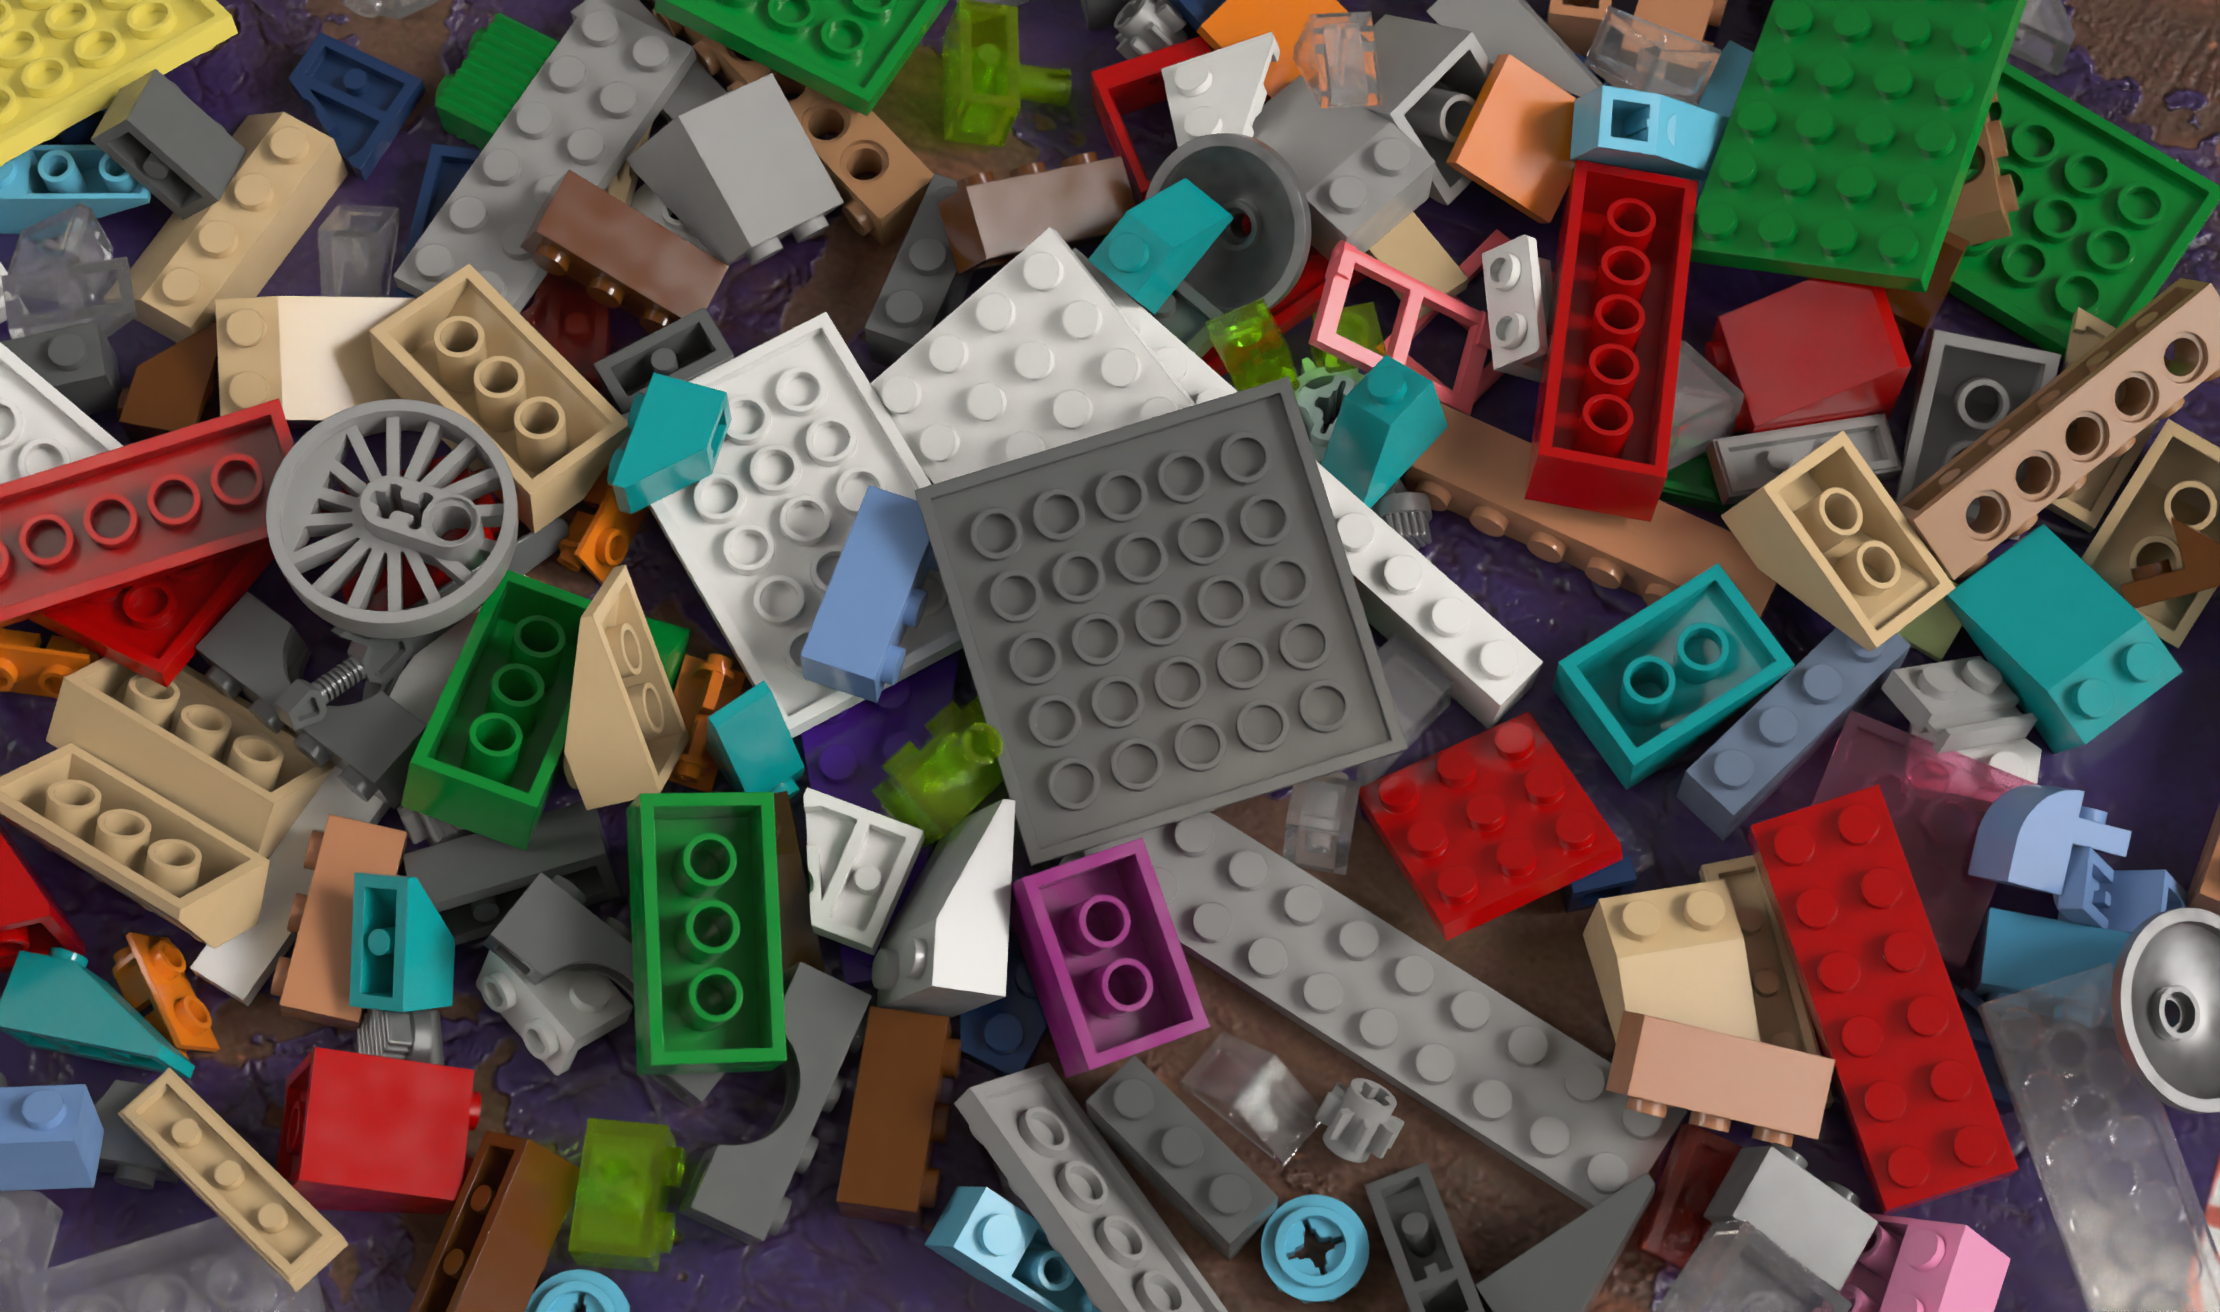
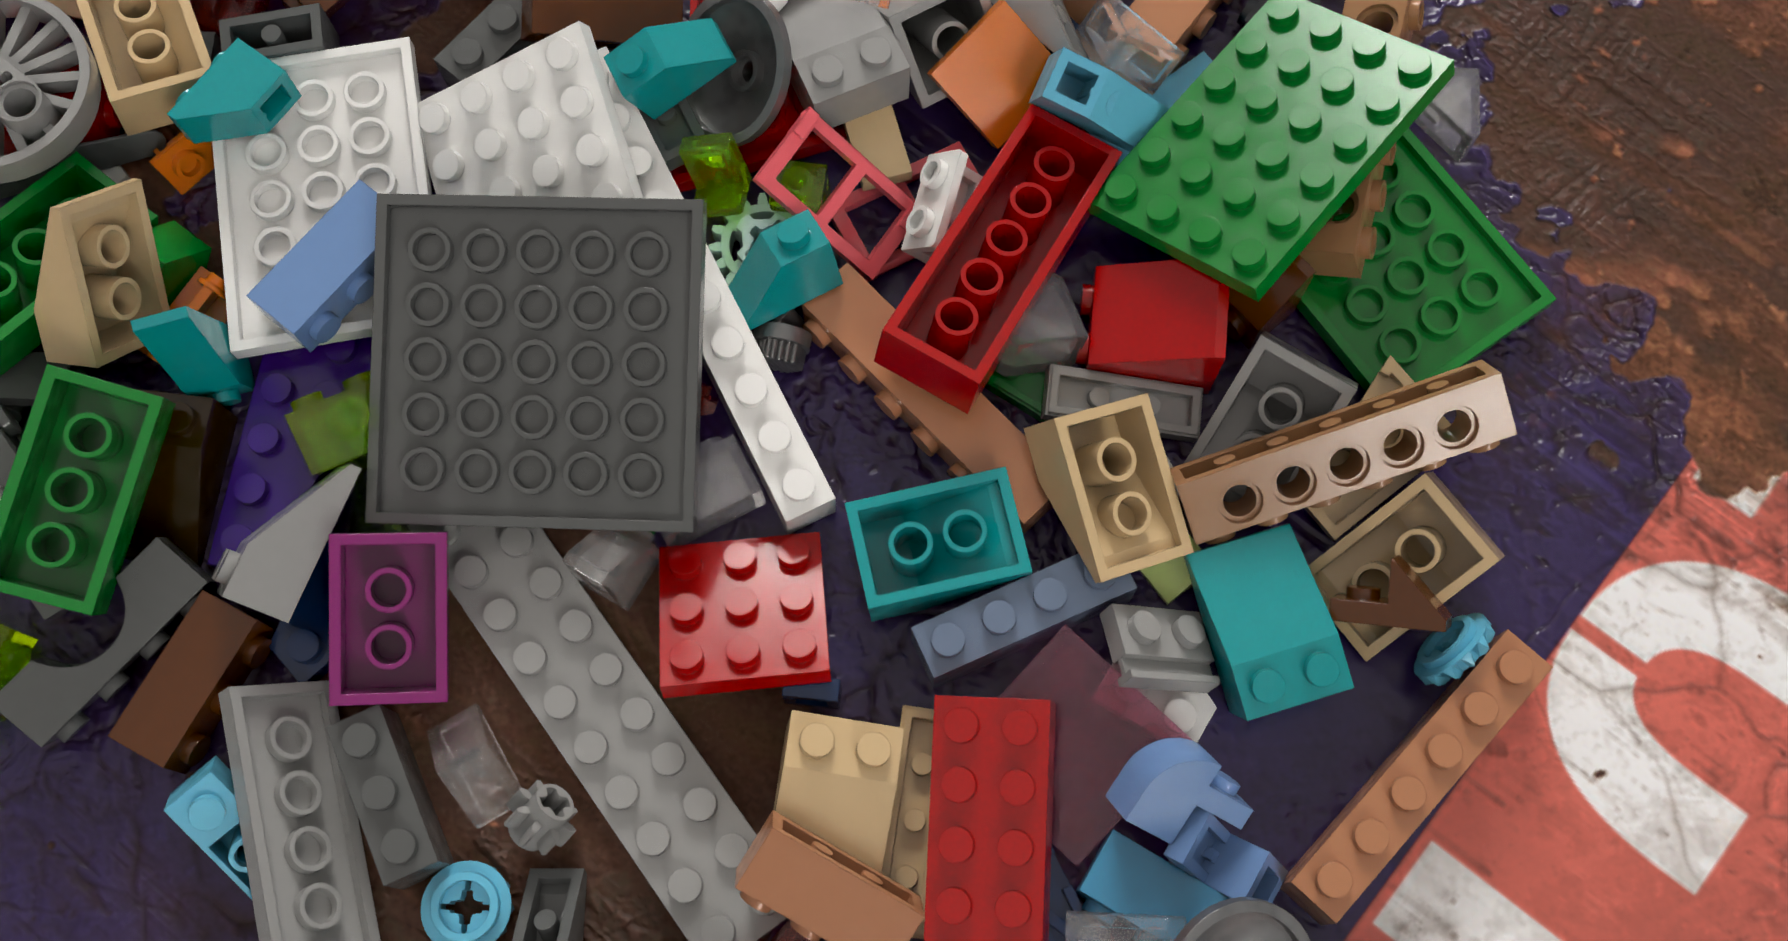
camera: 20 degrees right, 5 degrees up
(855, 869) = (240, 479): white wing -> none

